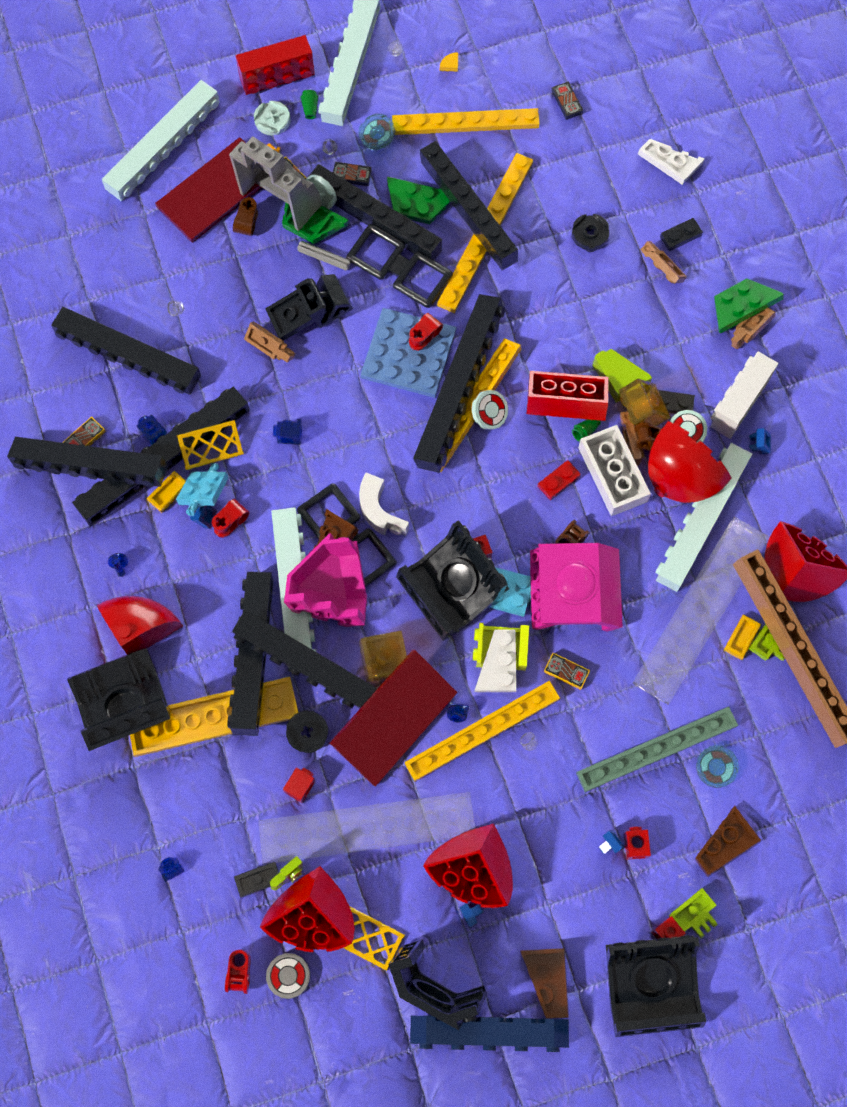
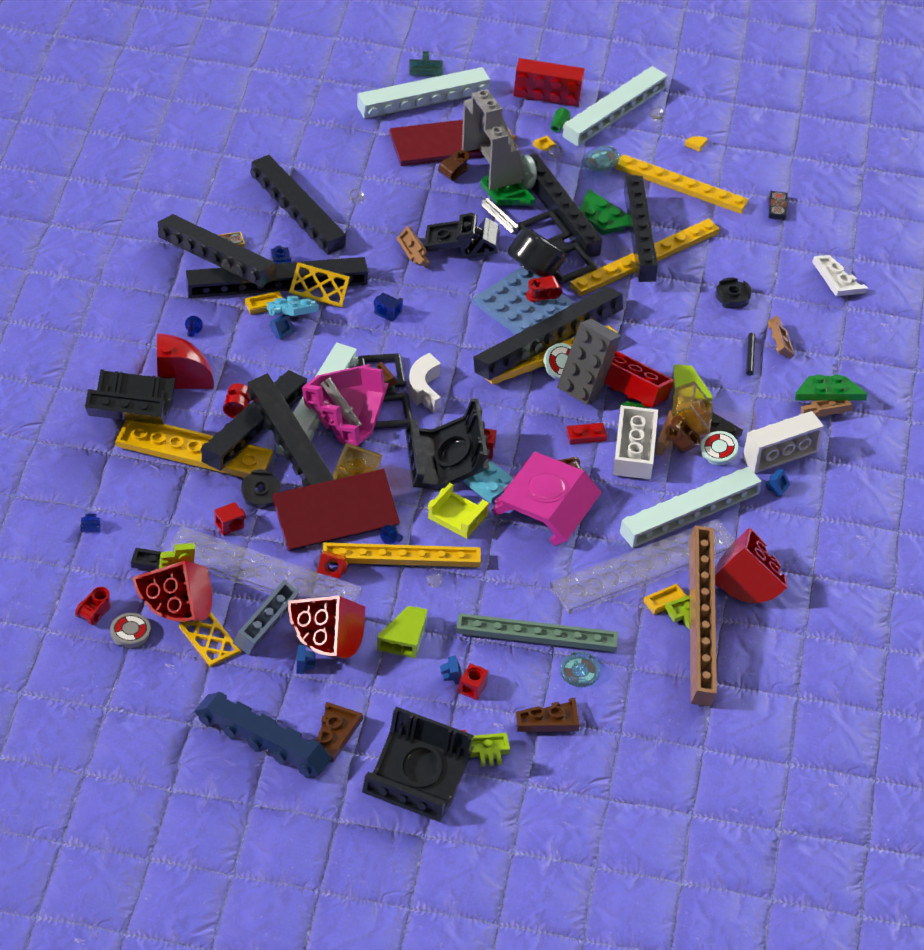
camera: 25 degrees right, 25 degrees down
(142, 104) = (425, 67): none -> hinge
(218, 633) = (235, 400): none -> red wheel
(230, 517) = (301, 336): red piece -> none
(272, 118) = (523, 117): light aqua tile -> none
(311, 140) = (543, 143): none -> yellow tile
(332, 592) = (338, 399): none -> light grey pin
(353, 173) = (566, 178): tile -> none
(396, 295) = (536, 253): none -> black wheel
(409, 888) = (265, 617): none -> sand blue brick
(430, 786) = (324, 568): none -> red brick
(430, 995) = (231, 649): black panel -> none
(499, 664) = (446, 519): white wing -> none
(527, 407) = (589, 361): none -> dark grey brick
(543, 823) = (404, 633): none -> lime slope
(566, 671) = (500, 552): tile -> none
(647, 297) = (750, 354): none -> black bar
(681, 234) = (811, 327): black plate -> none
(683, 467) = (692, 456): red brick -> none

